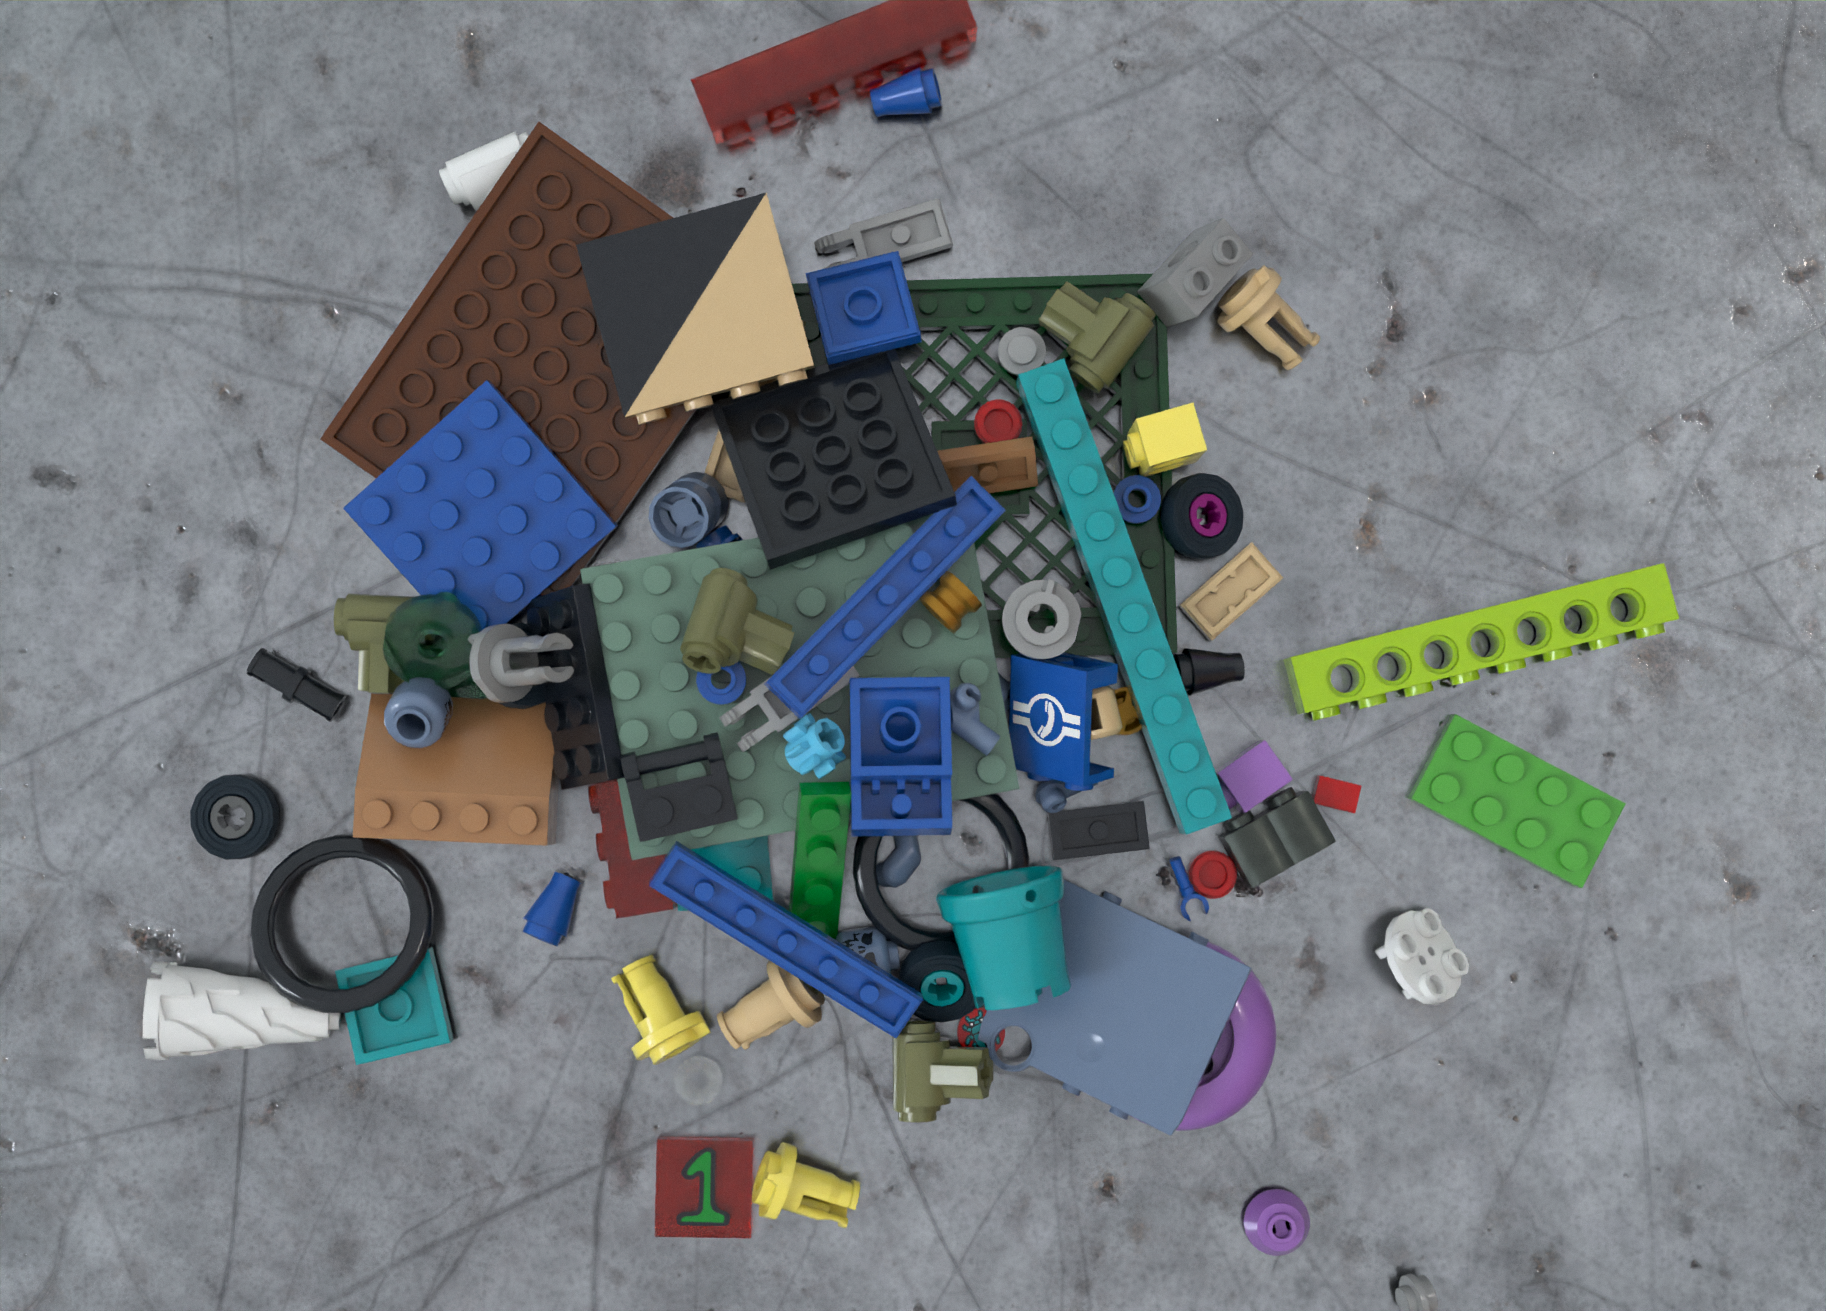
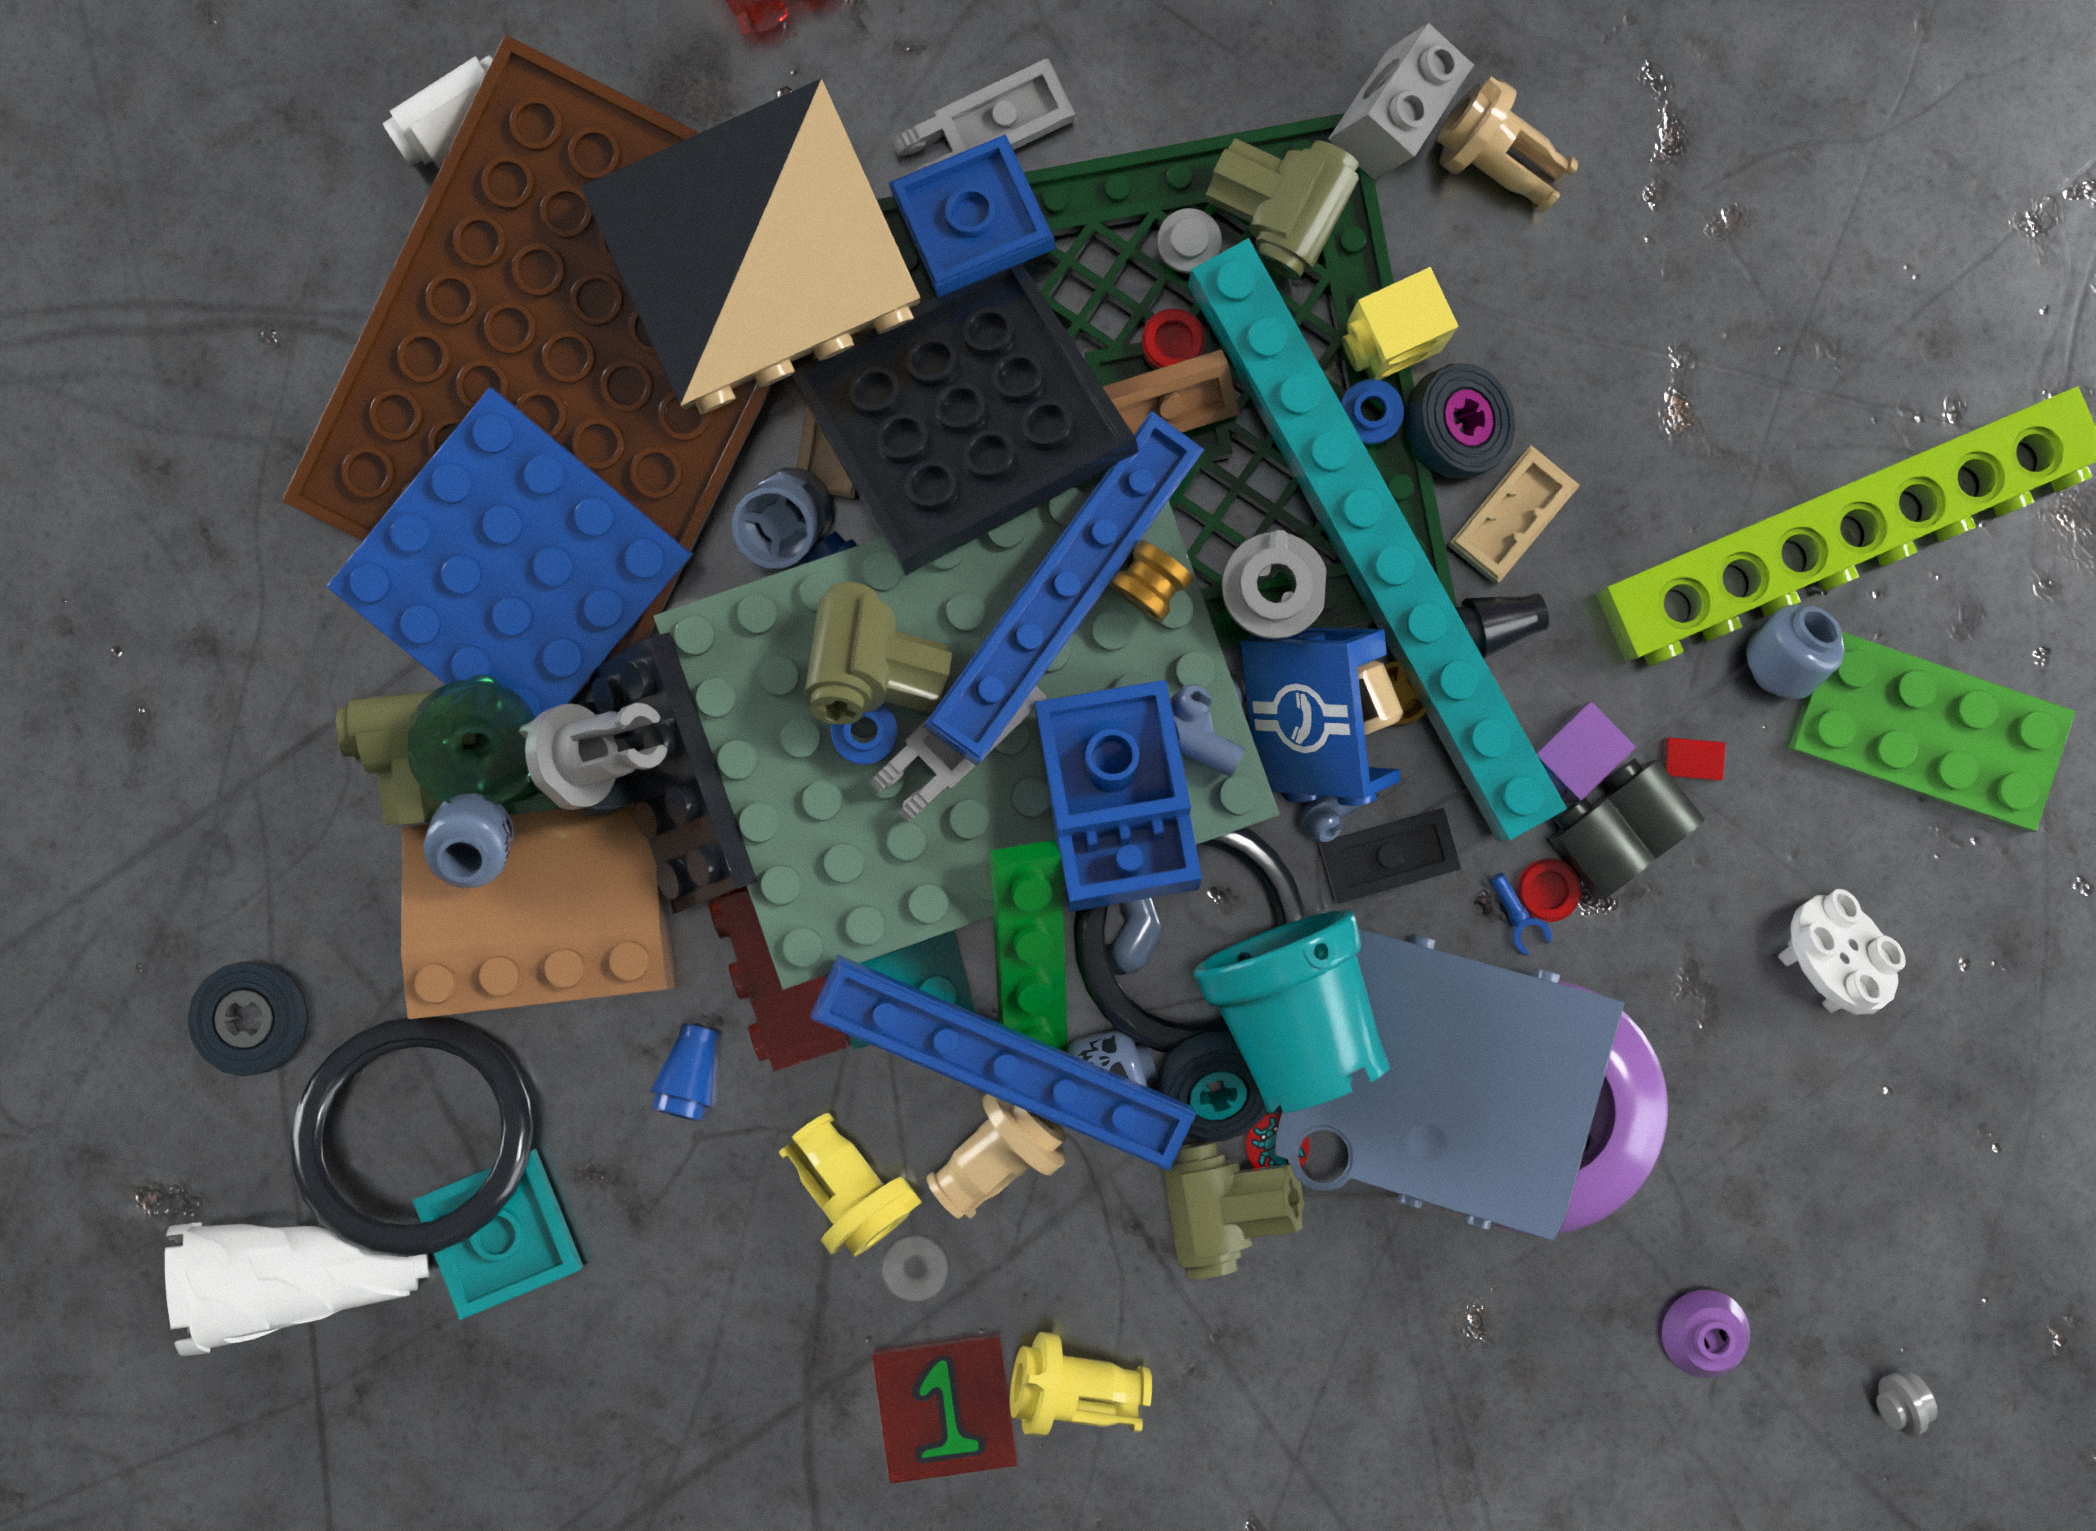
camera: 10 degrees left, 0 degrees up
(296, 684) = (300, 831): black pin -> none
(682, 804) = (837, 904): black plate -> none
(814, 746) = (1002, 799): medium azure gear -> none
(1423, 726) = (1795, 651): none -> sand blue head

